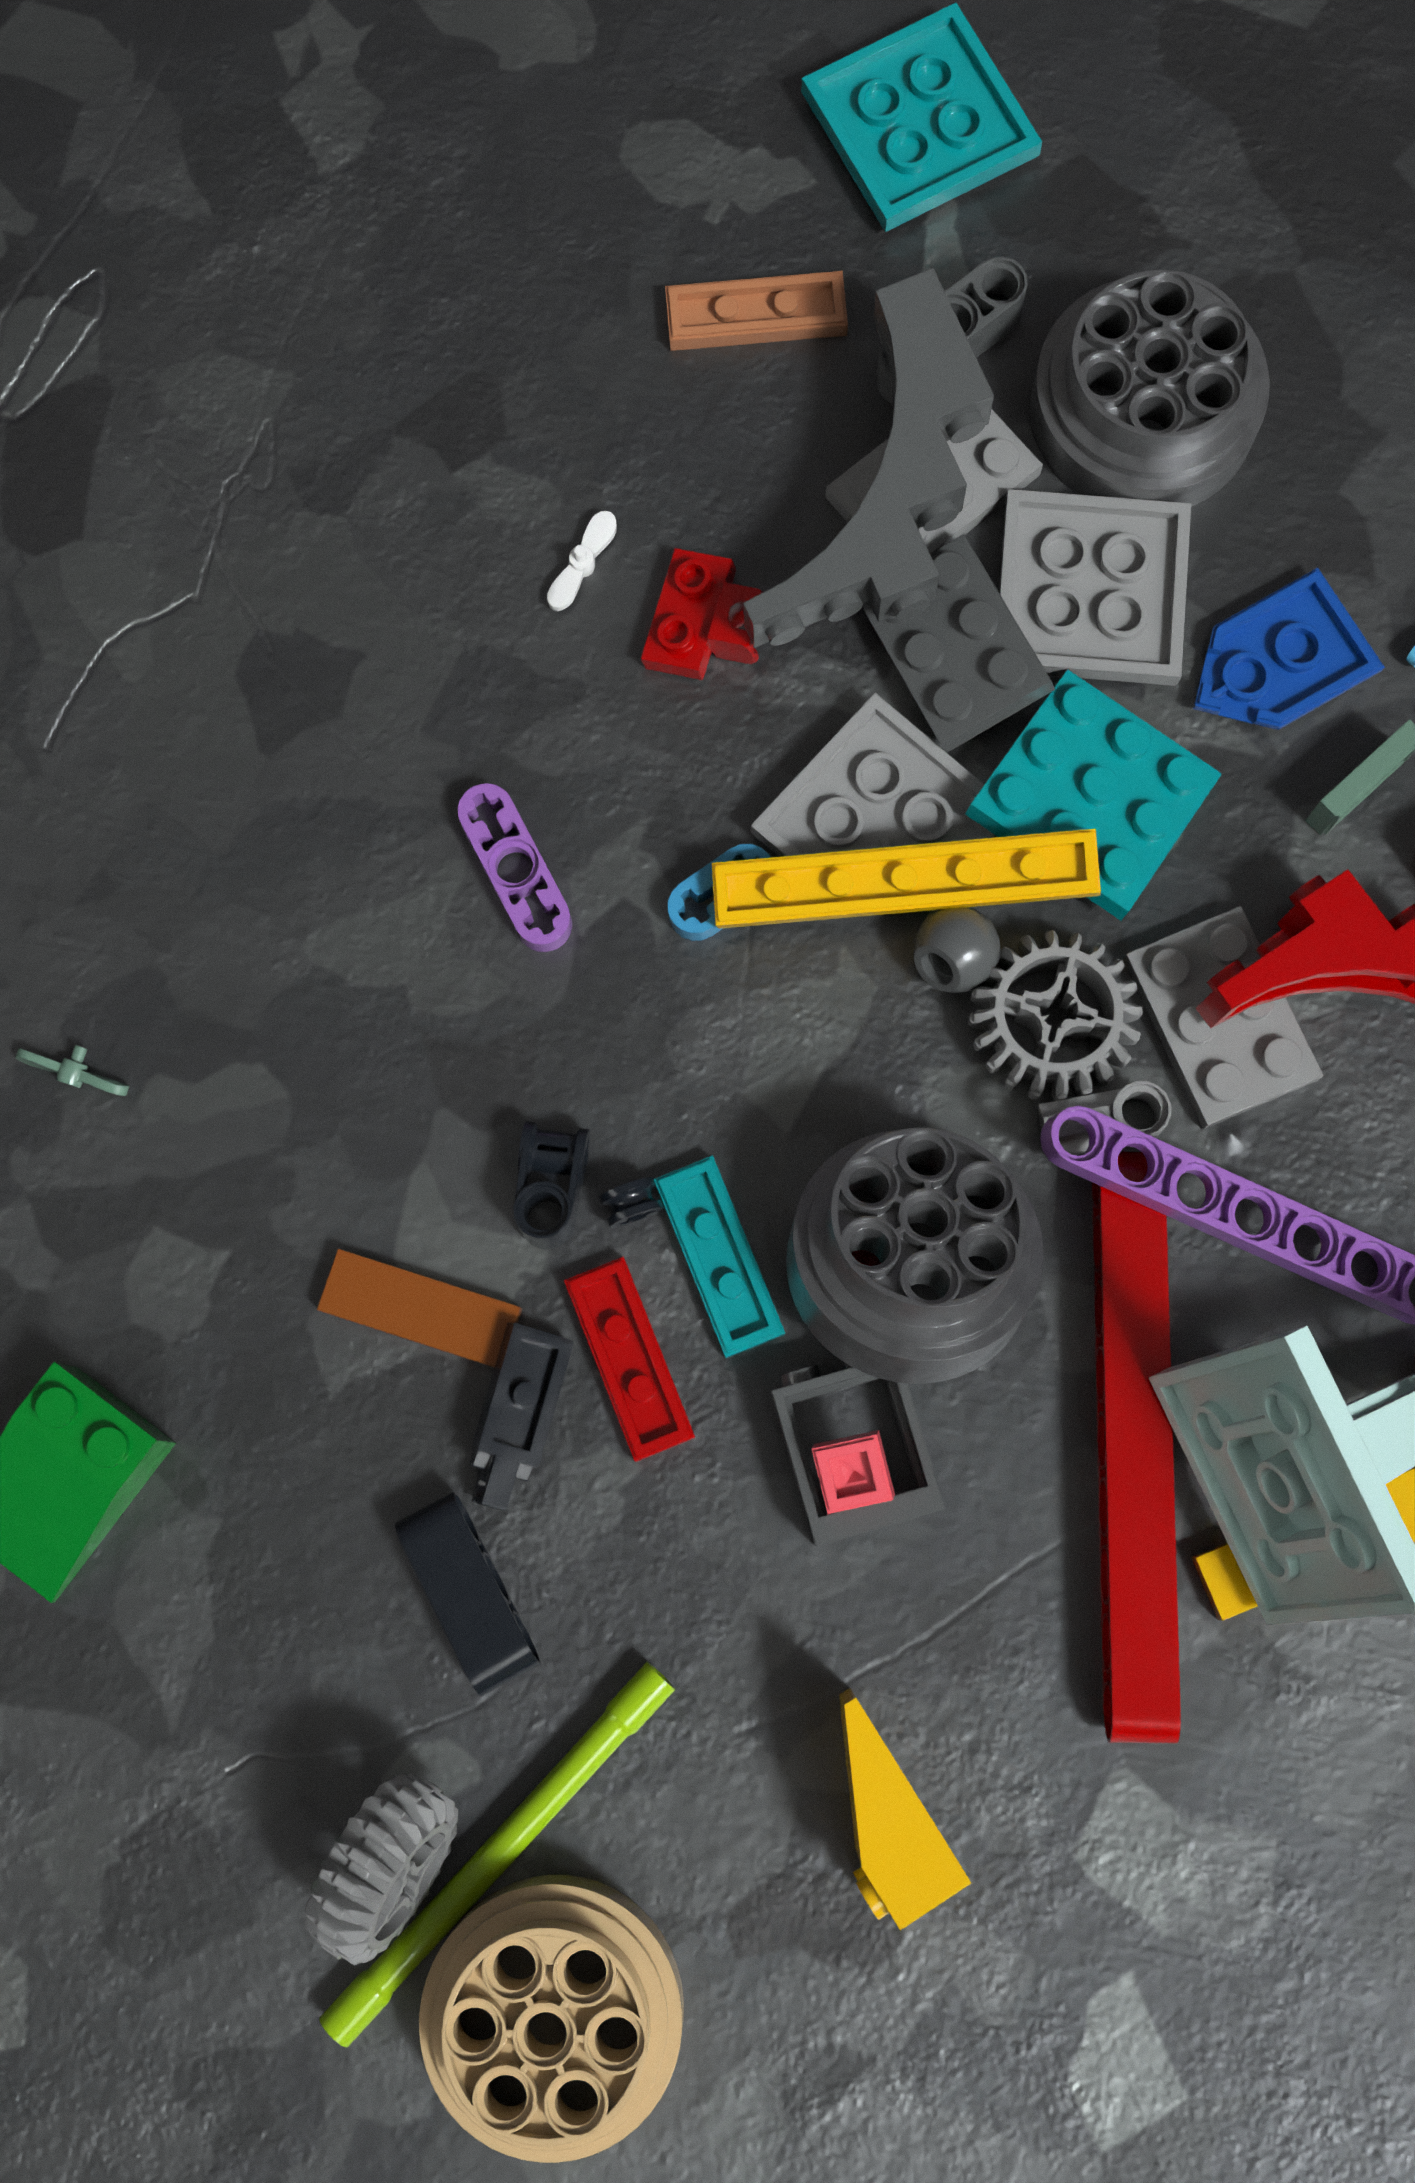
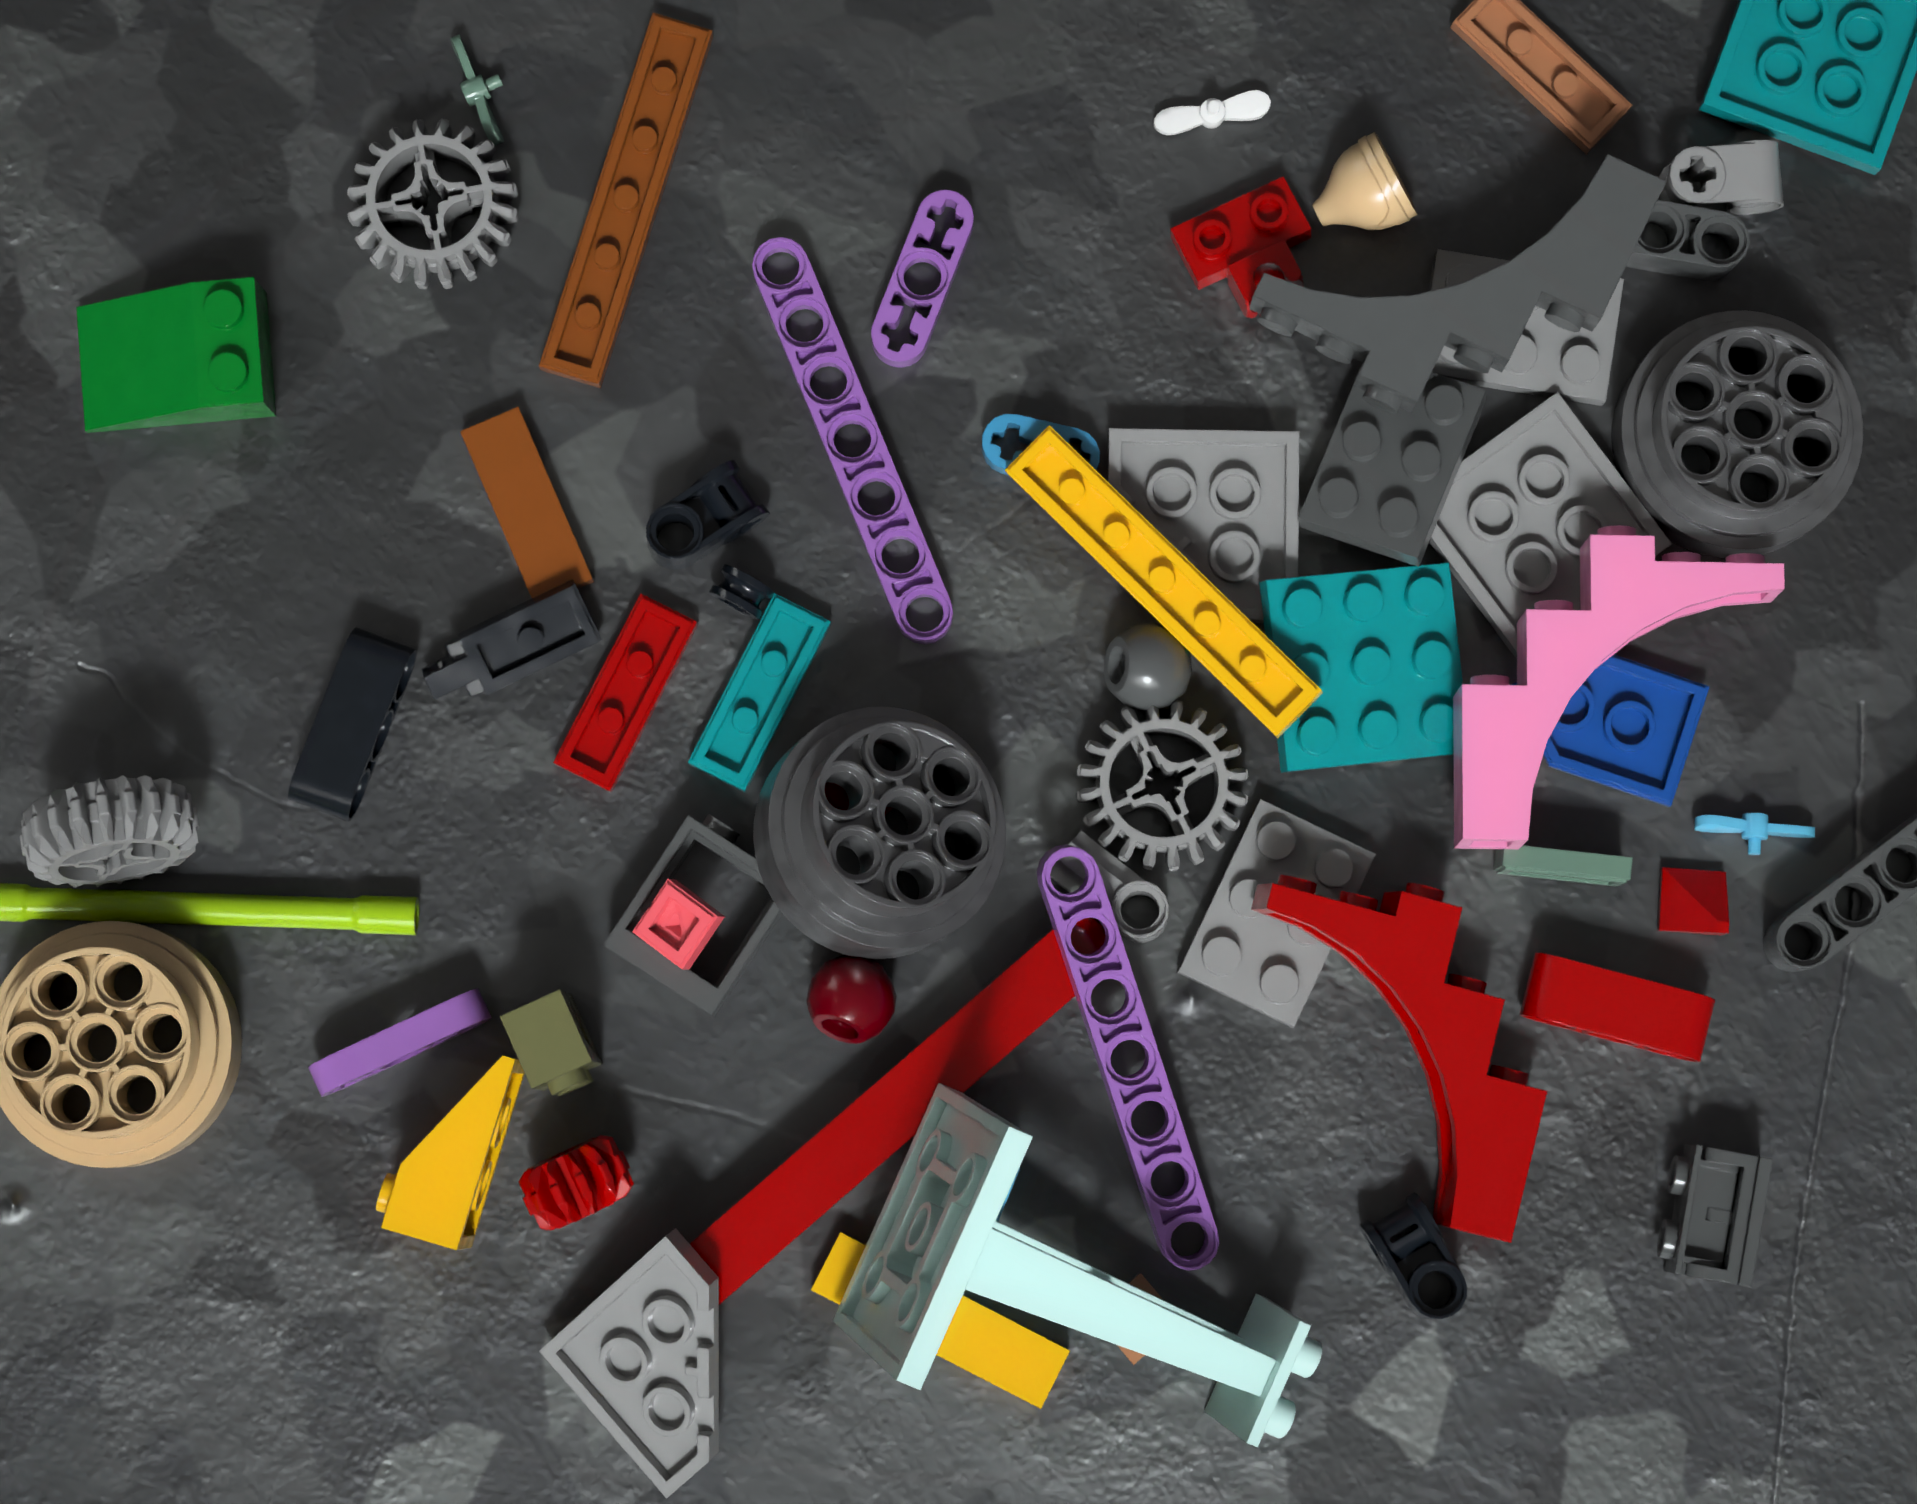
camera: 40 degrees right, 5 degrees up
(111, 1197) = (409, 204): none -> light grey gear
(258, 1035) = (626, 200): none -> dark orange tile
(567, 999) = (847, 409): none -> medium lavender beam
(738, 495) = (1364, 189): none -> tan helmet
(750, 1778) = (399, 1042): none -> medium lavender beam
(862, 1656) = (552, 1043): none -> olive brick
(958, 241) = (1732, 178): none -> light grey piece
(986, 1734) = (576, 1182): none -> red gear
(1021, 1390) = (851, 999): none -> dark red piece
(1180, 1799) = (651, 1361): none -> light grey plate
(1236, 718) = (1623, 595): none -> bright pink arch

